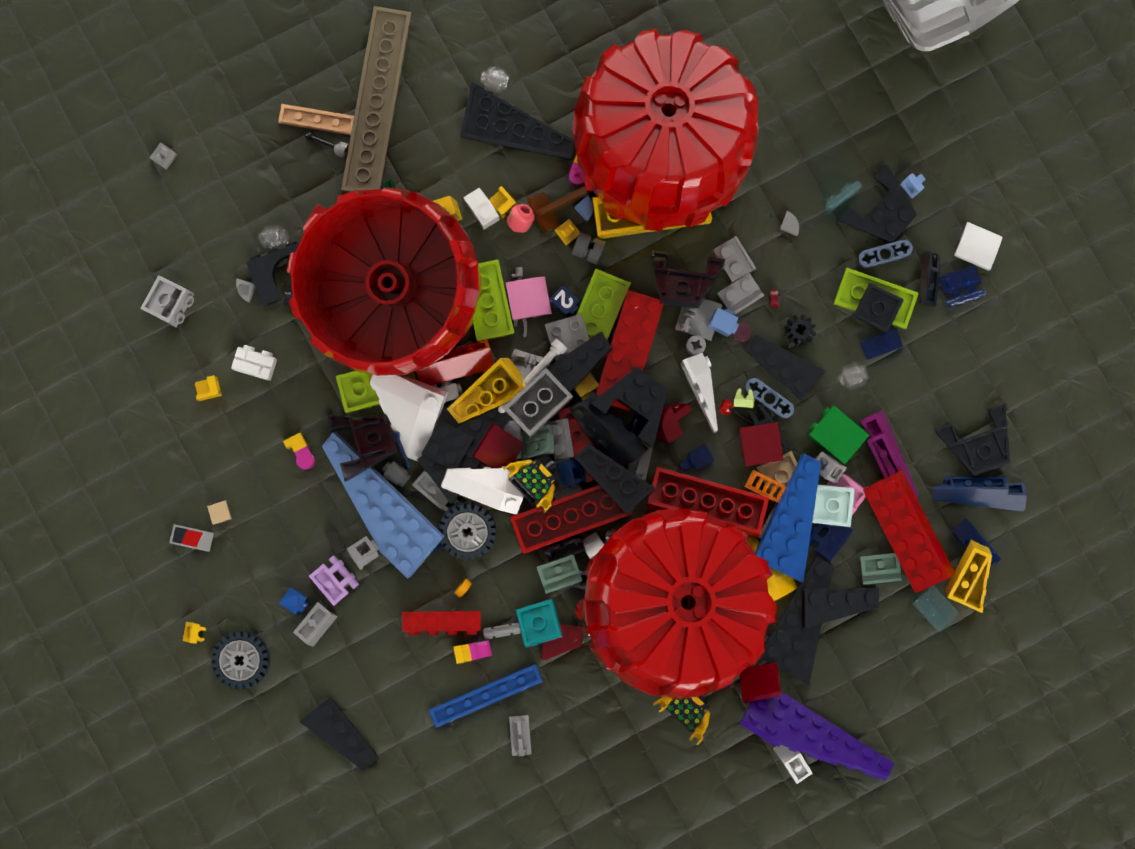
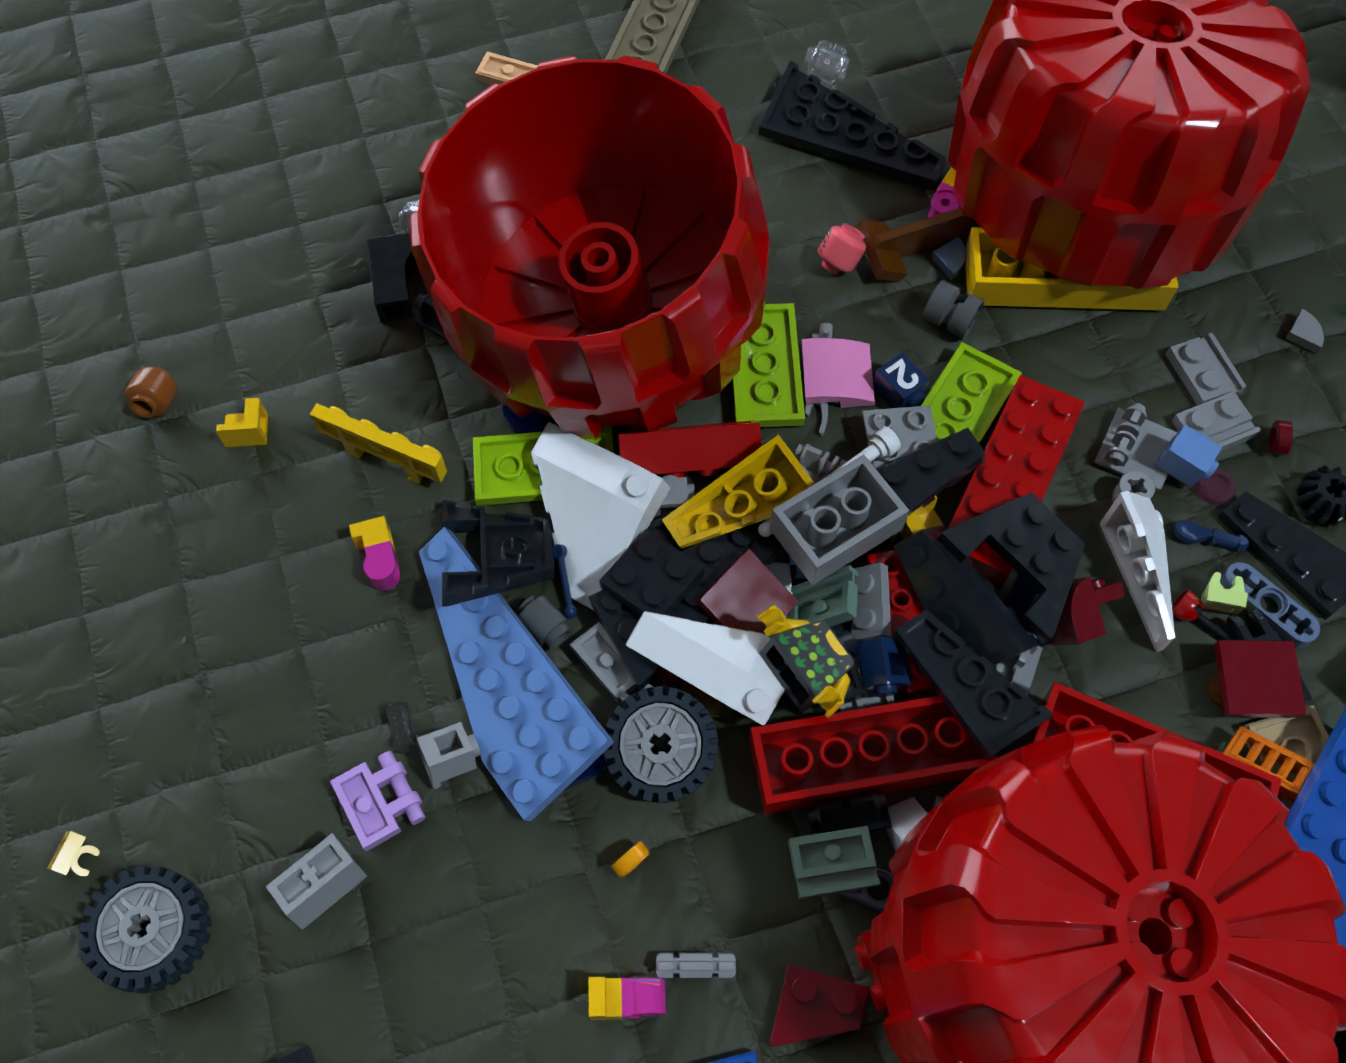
camera: 10 degrees right, 20 degrees down
(150, 378) = (150, 392): none -> dark orange head
(163, 156) = (283, 91): light grey tile -> none
(168, 301) = (221, 282): light grey plate -> none
(191, 538) = (130, 672): slope -> none
(219, 512) = (198, 637): tan tile -> none
(245, 289) = (356, 289): light grey tile -> none
(254, 363) = (332, 387): white brick -> none
(279, 389) = (367, 437): none -> yellow hinge
(294, 601) = (287, 825): blue brick -> none
(441, 621) = (574, 920): red brick -> none
(481, 208) = (785, 234): white slope -> none
(502, 202) = (814, 226): yellow panel -> none
(539, 623) = (776, 961): teal tile -> none
(567, 232) = (916, 286): yellow tile -> none
(681, 286) = (1118, 384): black wing -> none
(698, 457) = (1128, 689): clear blue plate -> none
(729, 363) = (1194, 533): none -> dark blue piece

